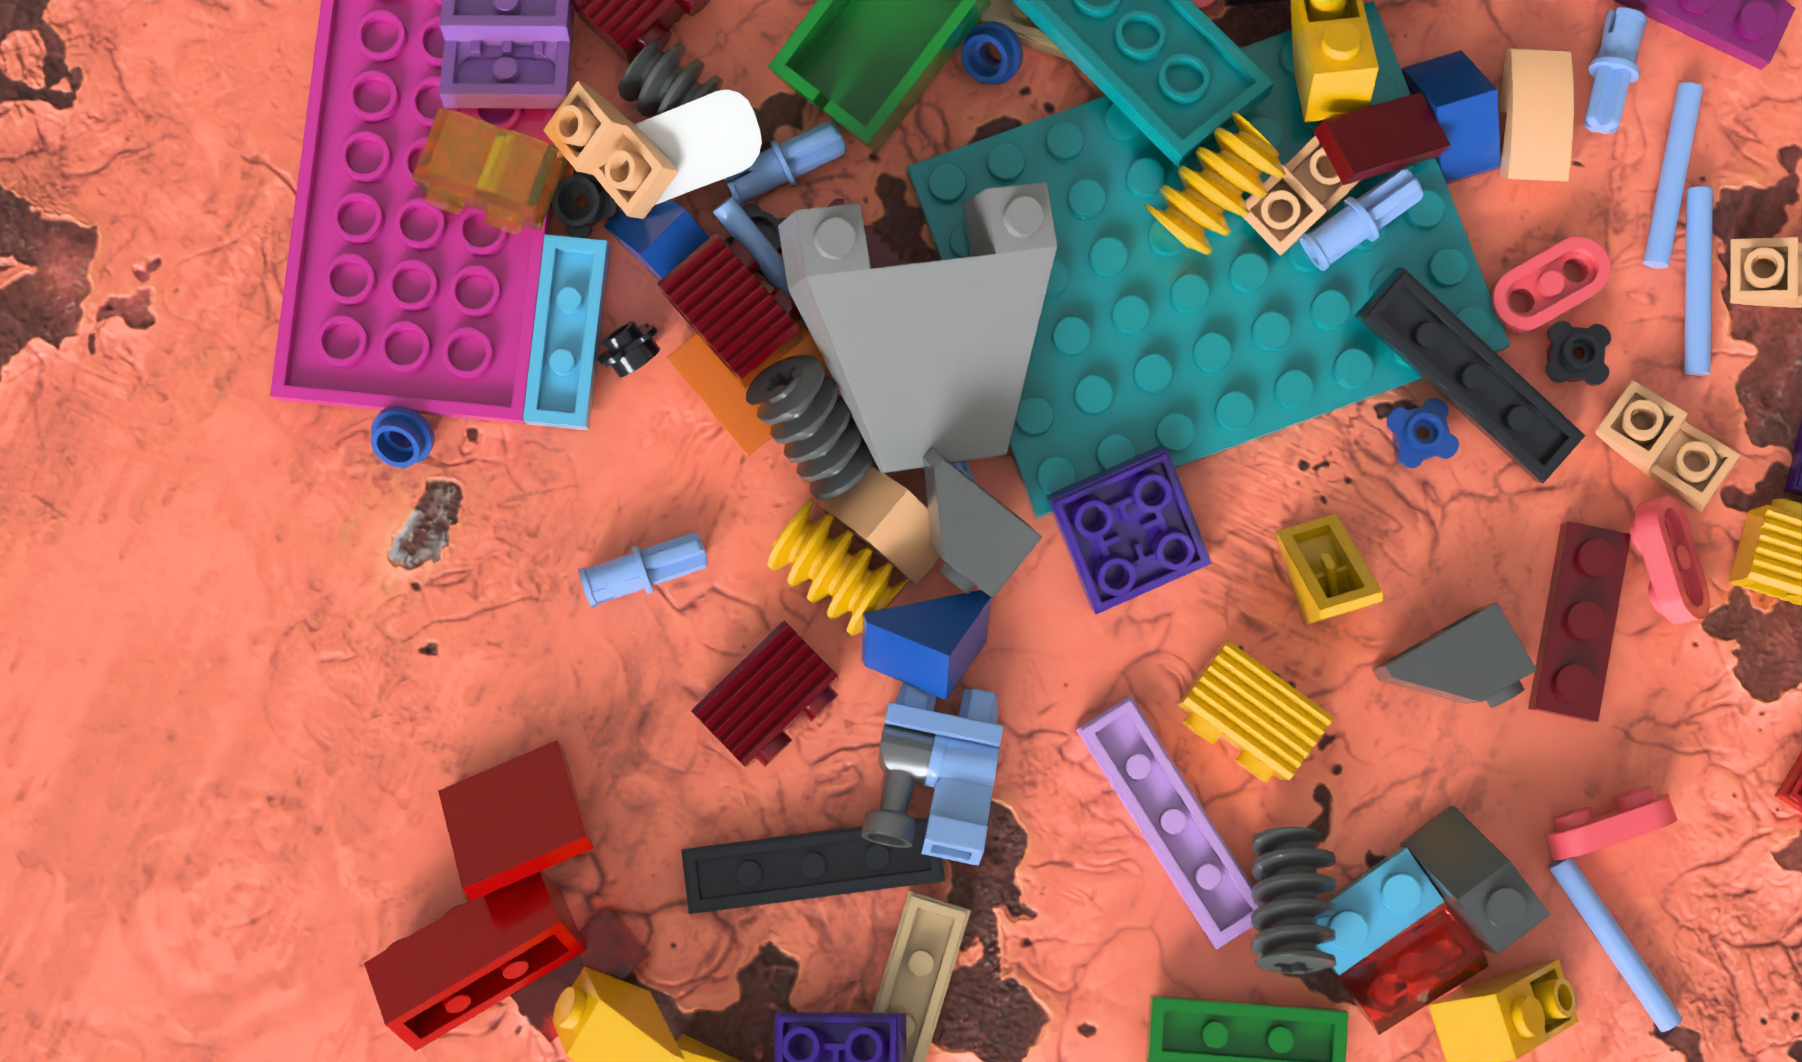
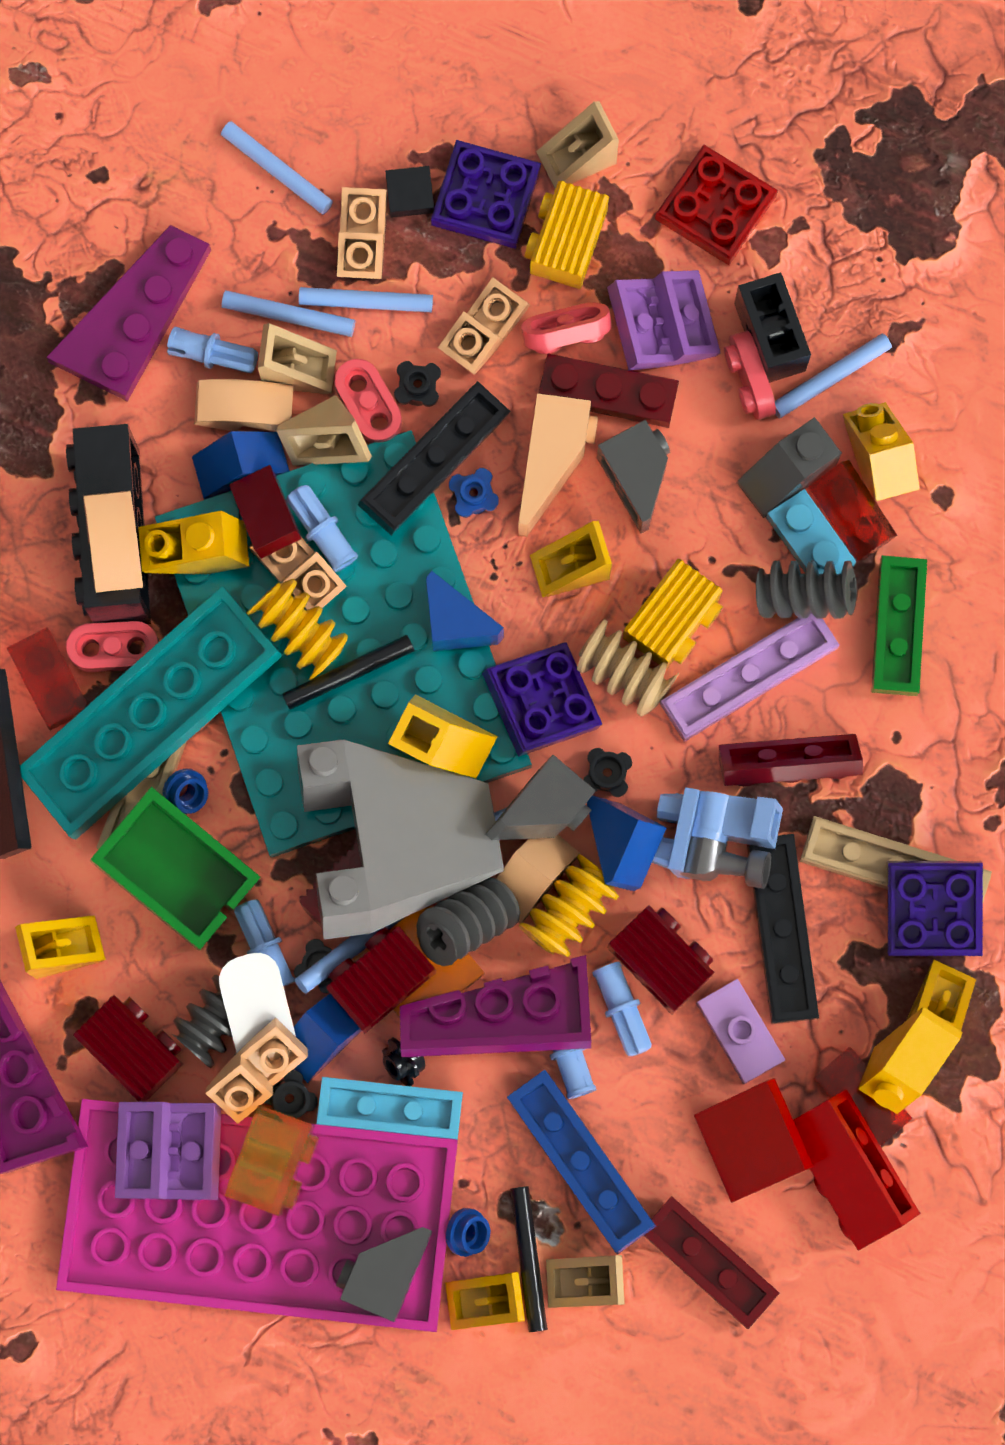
camera: 90 degrees left, 5 degrees down
(311, 466) = (485, 1301): none -> yellow slope
(333, 596) = (585, 1281): none -> tan slope
(336, 320) = (384, 1274): none -> dark grey slope
(357, 761) = (710, 1263): none -> dark red plate
(369, 520) = (528, 1259): none -> black bar
(490, 586) = (581, 1162): none -> blue plate
(671, 805) = (740, 1031): none -> lavender plate
(685, 494) = (512, 1015): none -> magenta wing
(699, 643) = (622, 1009): none -> light blue axle
(1042, 609) = (616, 763): none -> black plate
(1048, 878) = (790, 760): none -> dark red plate
(1064, 383) = (442, 738): none -> yellow slope
(1158, 261) = (348, 672): none -> black bar
(1172, 642) = (624, 669): none -> tan piece
(1232, 402) = (456, 620): none -> blue slope
(1486, 544) = (555, 450): none -> light nougat slope
(1496, 221) = (324, 436): none -> tan slope
(1604, 180) = (295, 361): none -> tan slope
(1685, 857) = (774, 325): none -> black brick
(1688, 699) = (663, 320): none -> medium lavender slope

